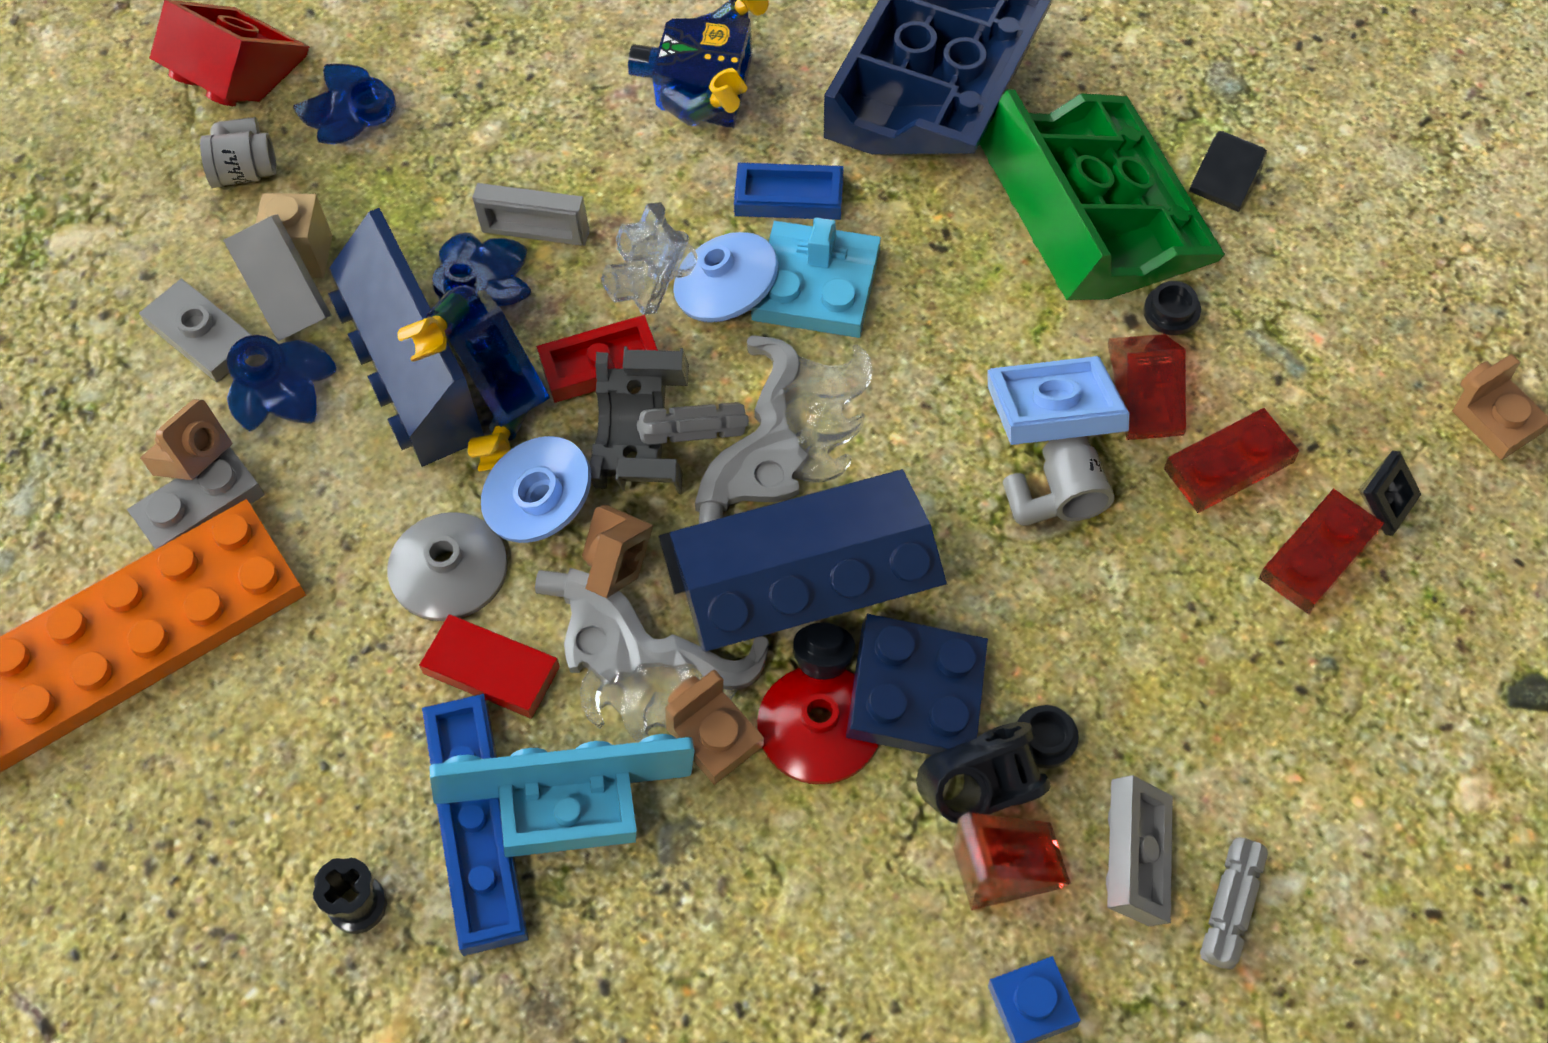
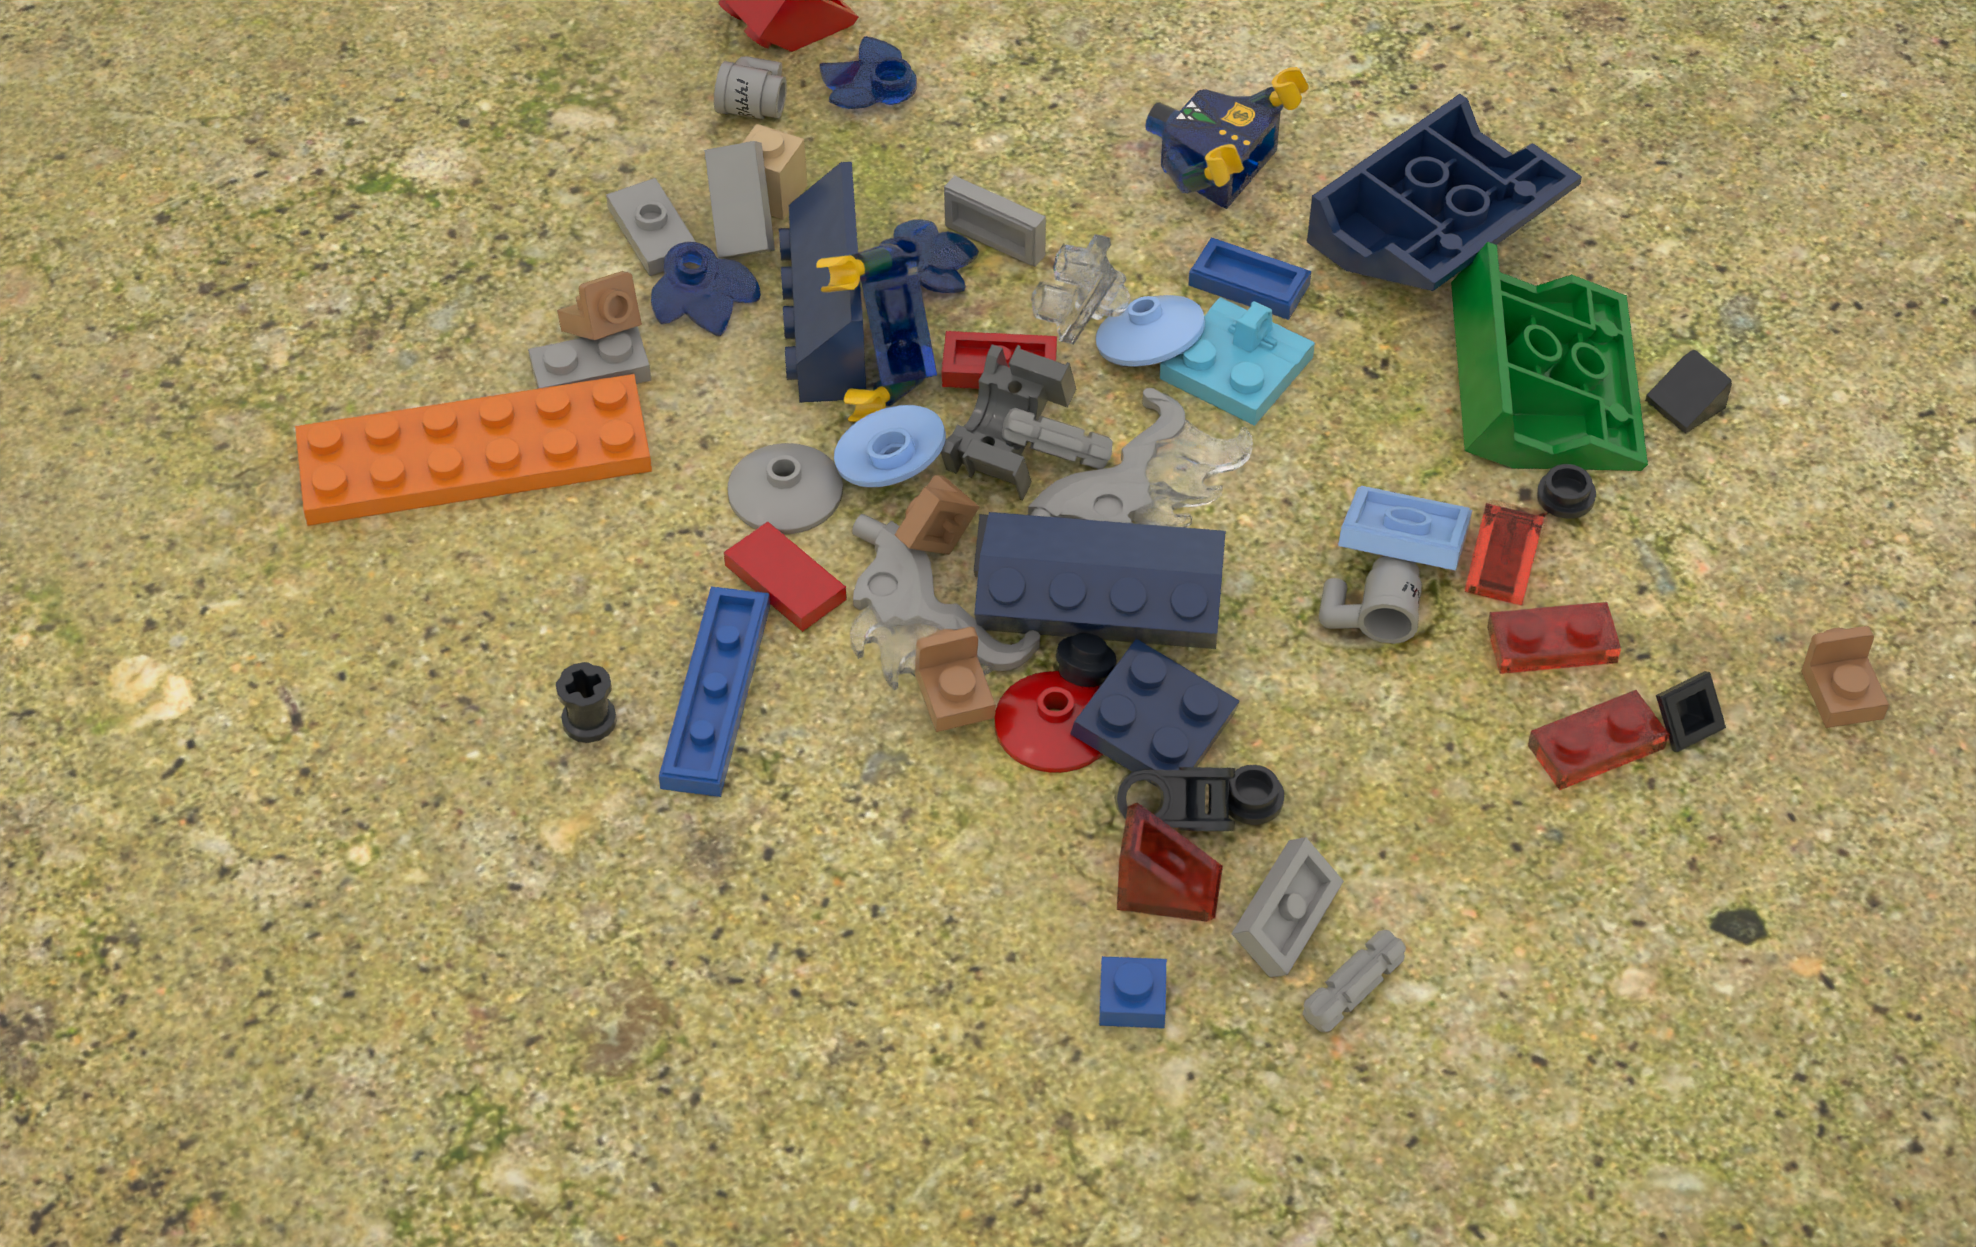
camera: 20 degrees right, 10 degrees down
(565, 795) = (802, 685): medium azure bracket -> none

